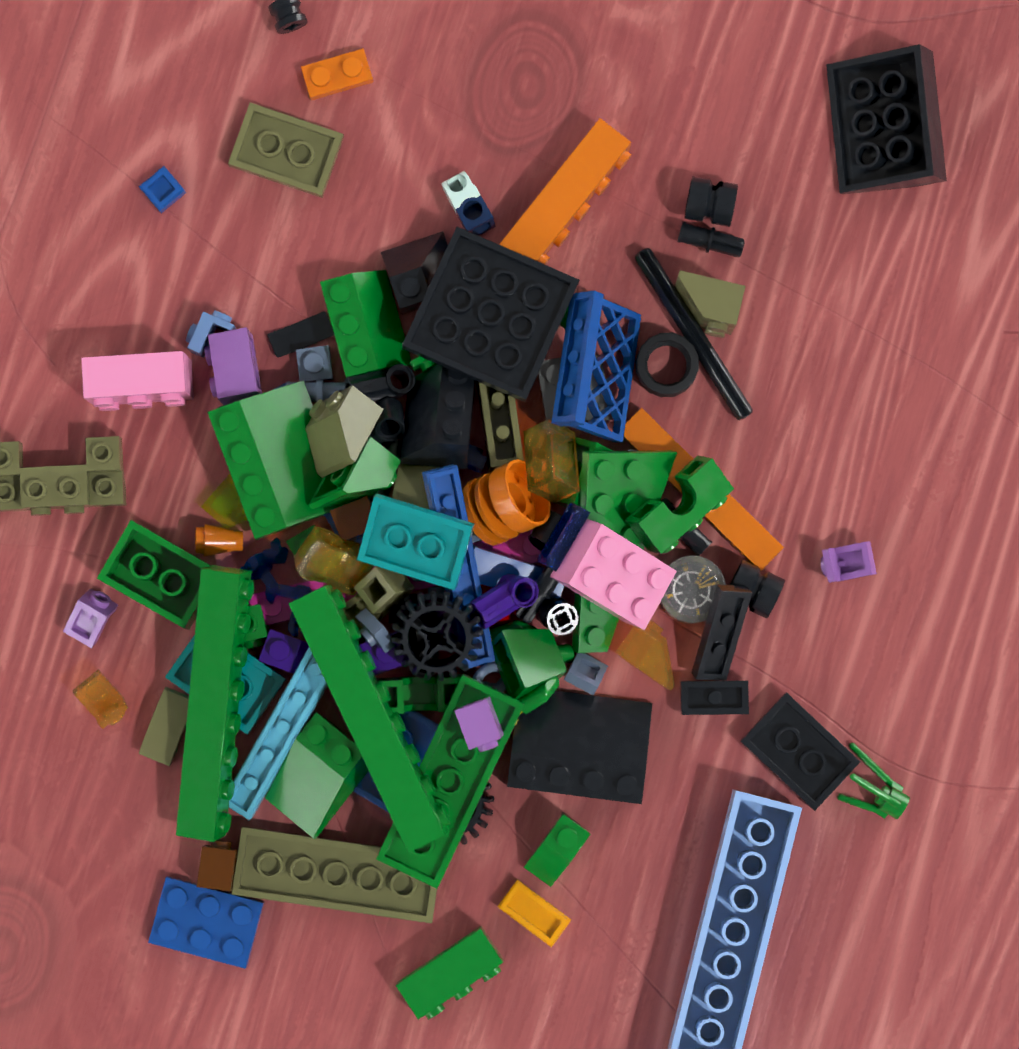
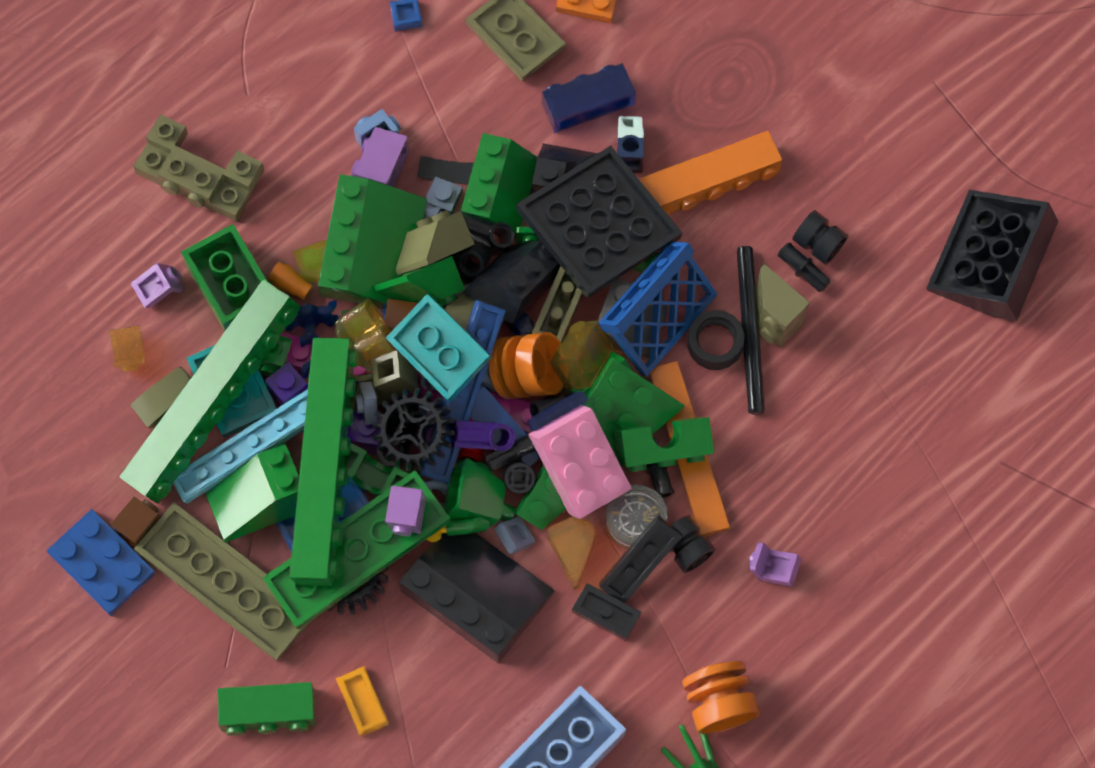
camera: 25 degrees right, 15 degrees down
(137, 380) = (302, 130): bright pink brick -> none
(398, 178) = (588, 97): none -> clear blue brick
(557, 849) = (410, 659): green slope -> none
(800, 751) = (651, 692): black plate -> none
(871, 724) = (718, 690): none -> orange wheel

